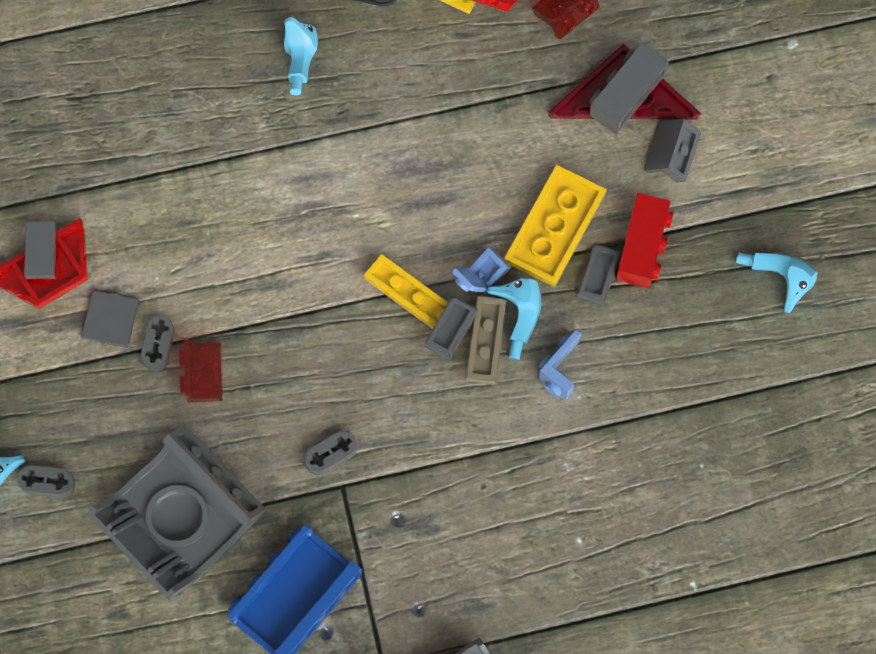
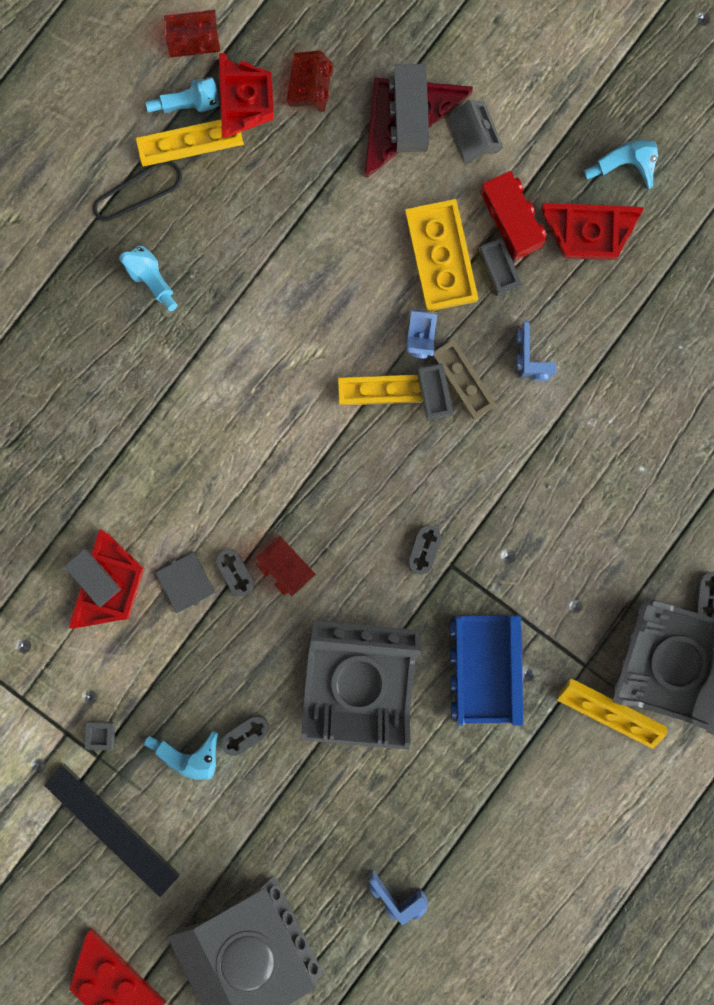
camera: 40 degrees left, 15 degrees up
(527, 298) = (468, 326): medium azure animal -> none
(704, 305) = (590, 229): none -> red wing

